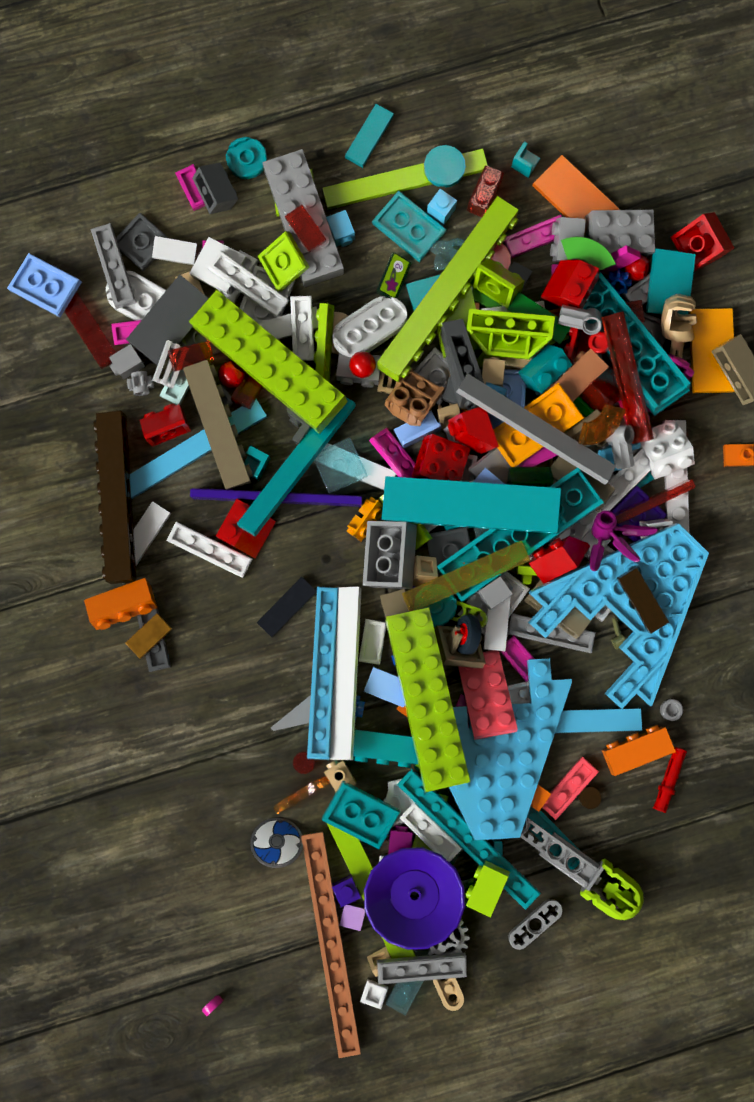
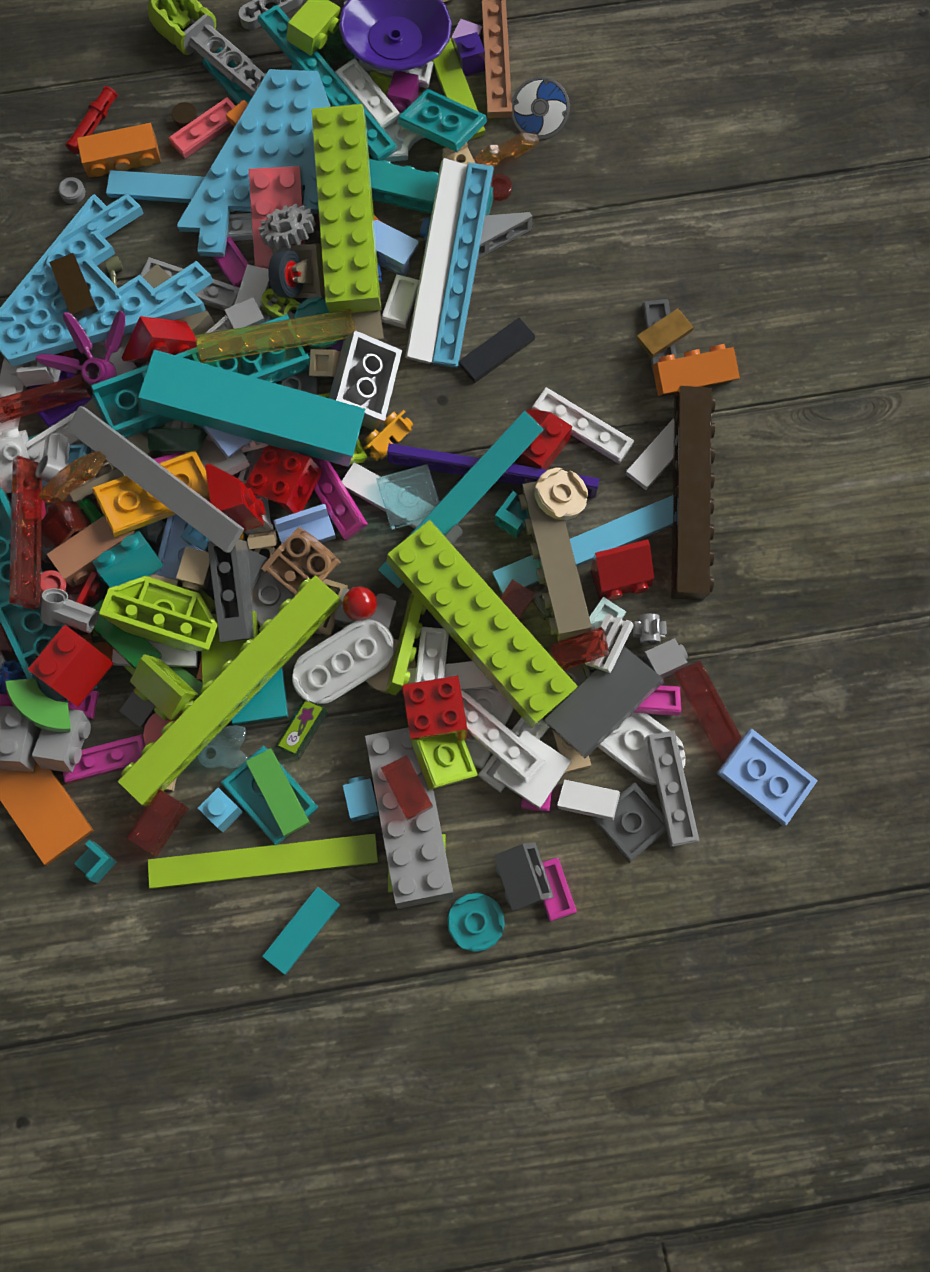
camera: 170 degrees left, 10 degrees down
(217, 474) = (561, 494): none -> tan tile
(230, 374) = (534, 622): red piece -> none
(292, 288) = (435, 708): none -> red bracket
(402, 224) = (277, 792): none -> bright green tile
(444, 166) = (205, 866): teal tile -> none
(473, 675) = (287, 226): none -> light grey gear

